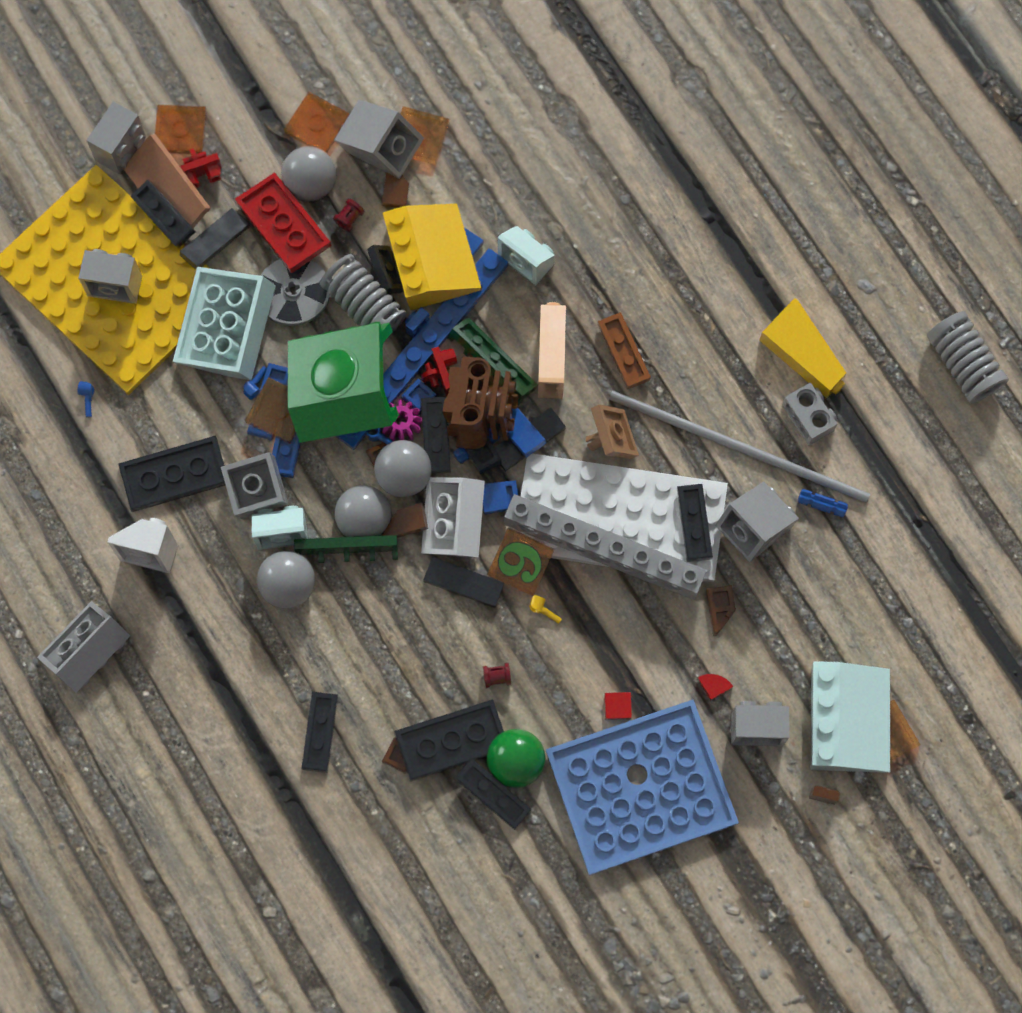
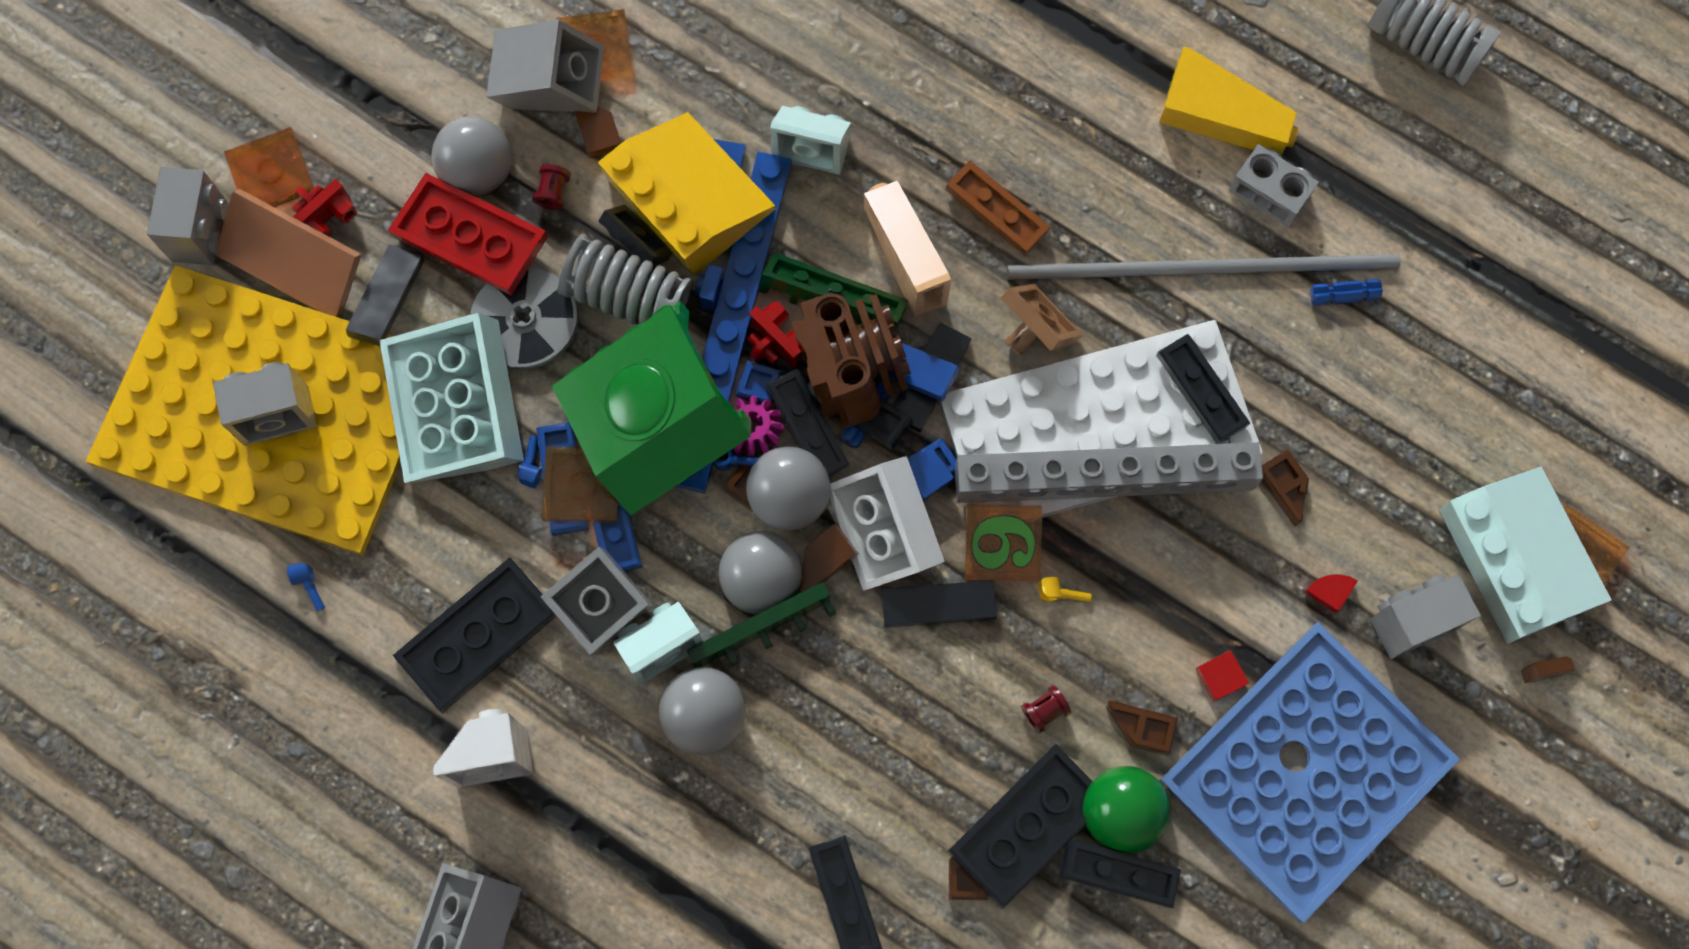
camera: 25 degrees left, 0 degrees up
(163, 213) = (299, 290): black tile -> none
(316, 122) = (450, 86): clear orange tile -> none
(553, 715) = (1144, 728): none -> reddish brown tile
(756, 521) = (1282, 352): light grey slope -> none

